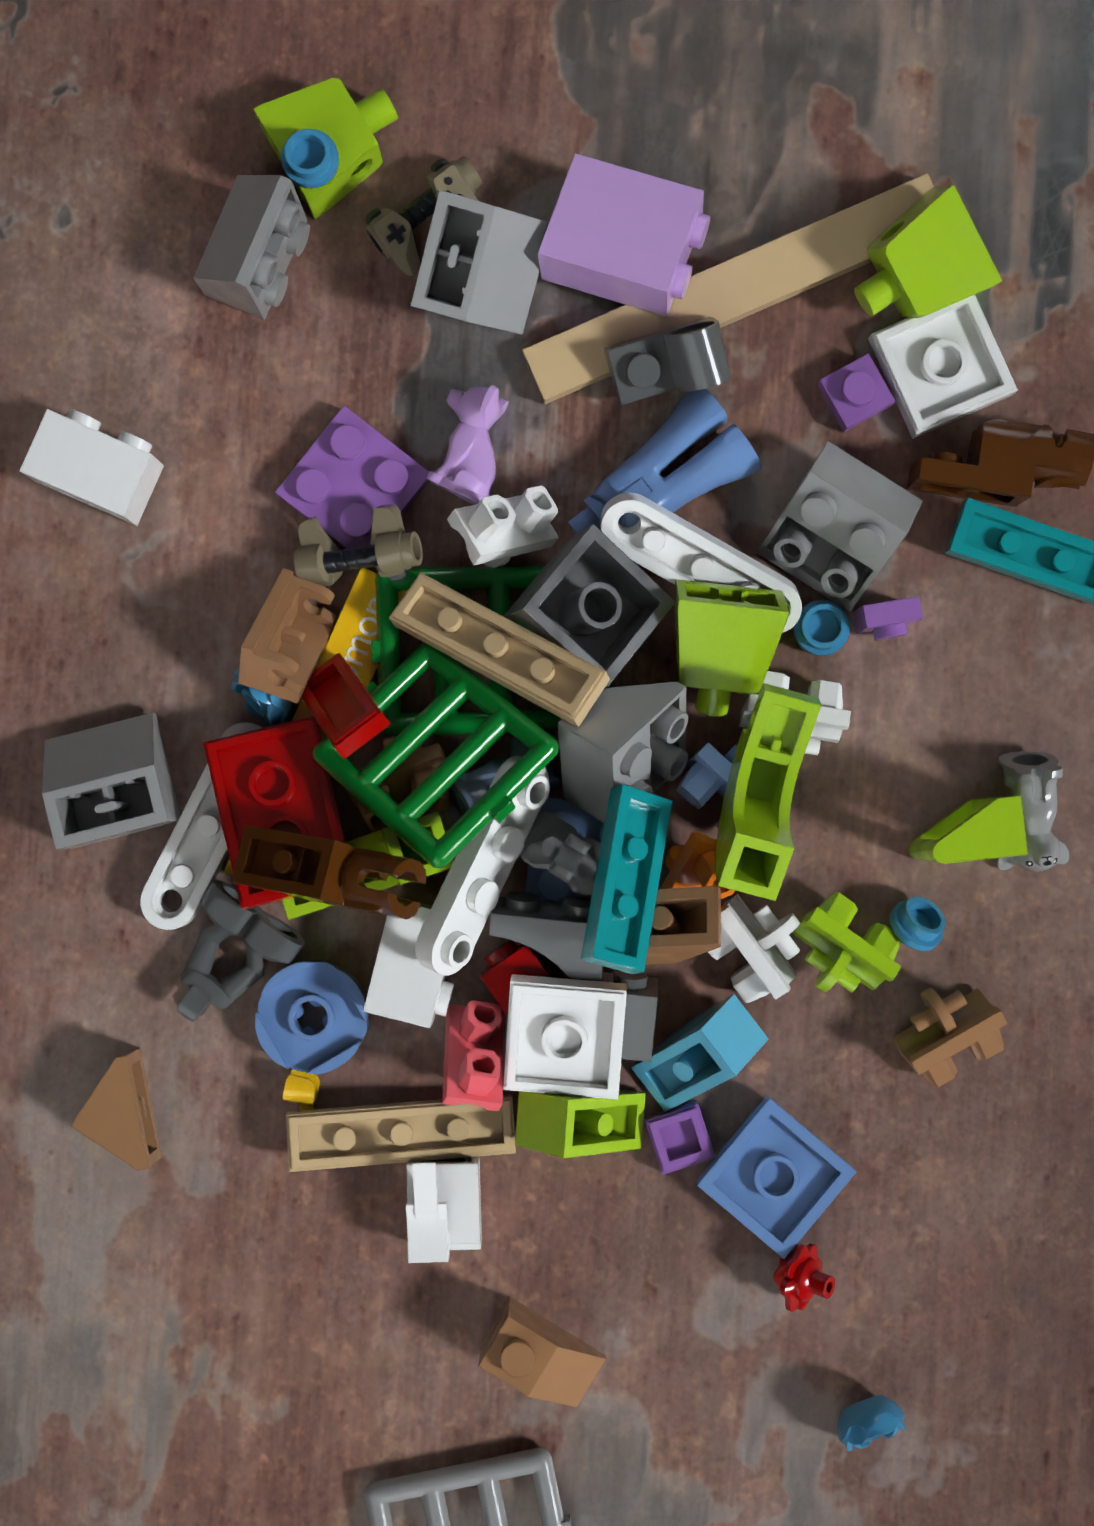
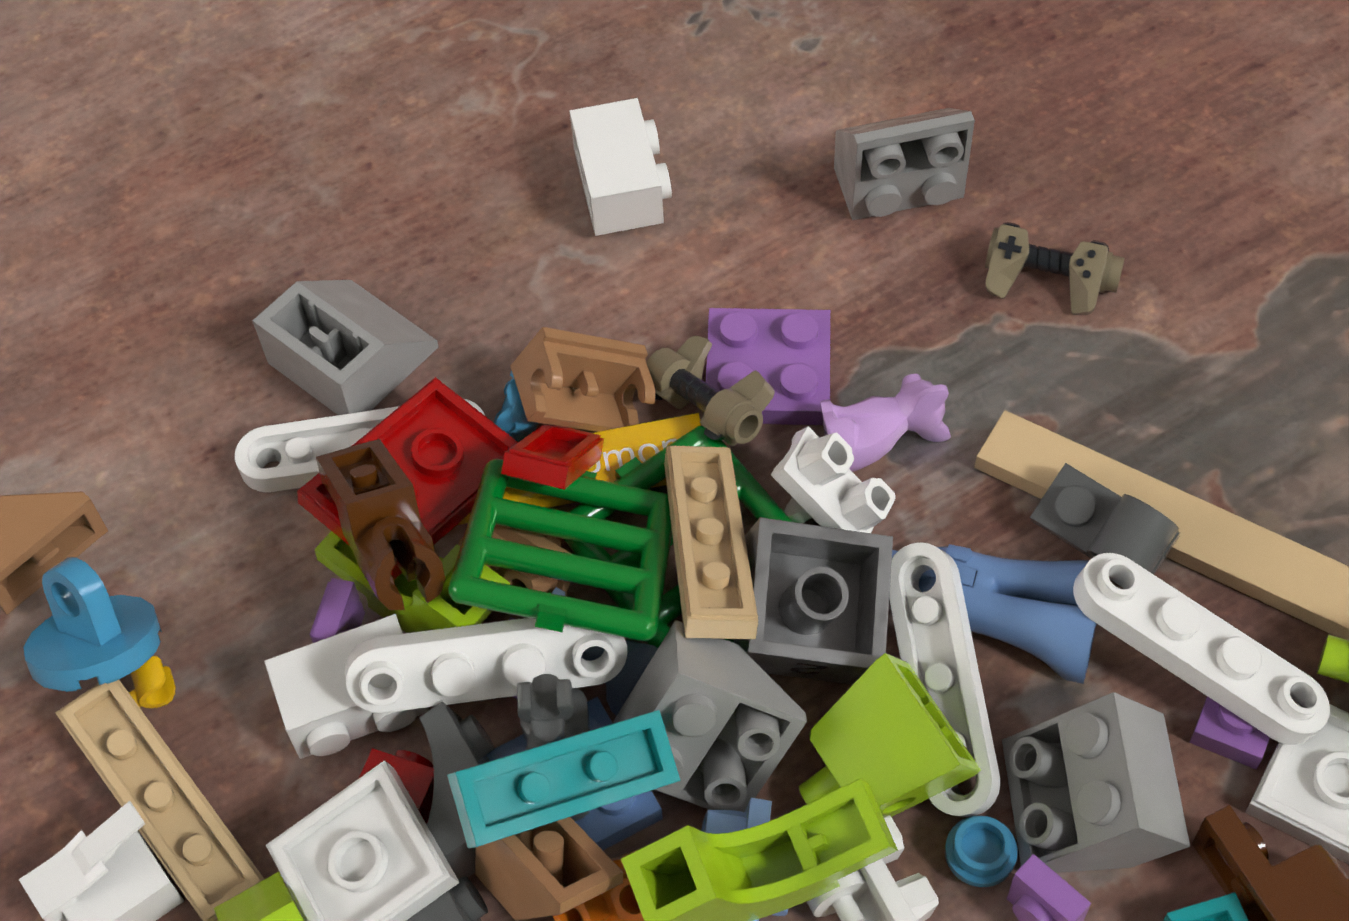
camera: 55 degrees right, 30 degrees down
(244, 1114) = (88, 631): none -> dark azure tile
(261, 933) = (283, 551): dark grey piece -> none
(281, 1006) = (206, 618): medium blue plate -> none
(310, 158) = (1009, 137): dark azure plate -> none
(349, 125) = (1038, 159): lime torso -> none
(352, 936) = (338, 610): none -> medium lavender tile
(474, 1055) = (276, 799): coral hips -> none
(479, 263) = (1046, 317): light grey slope -> none
(623, 235) = (1178, 412): lavender brick -> none
(807, 381) = (1201, 649): none -> white plate

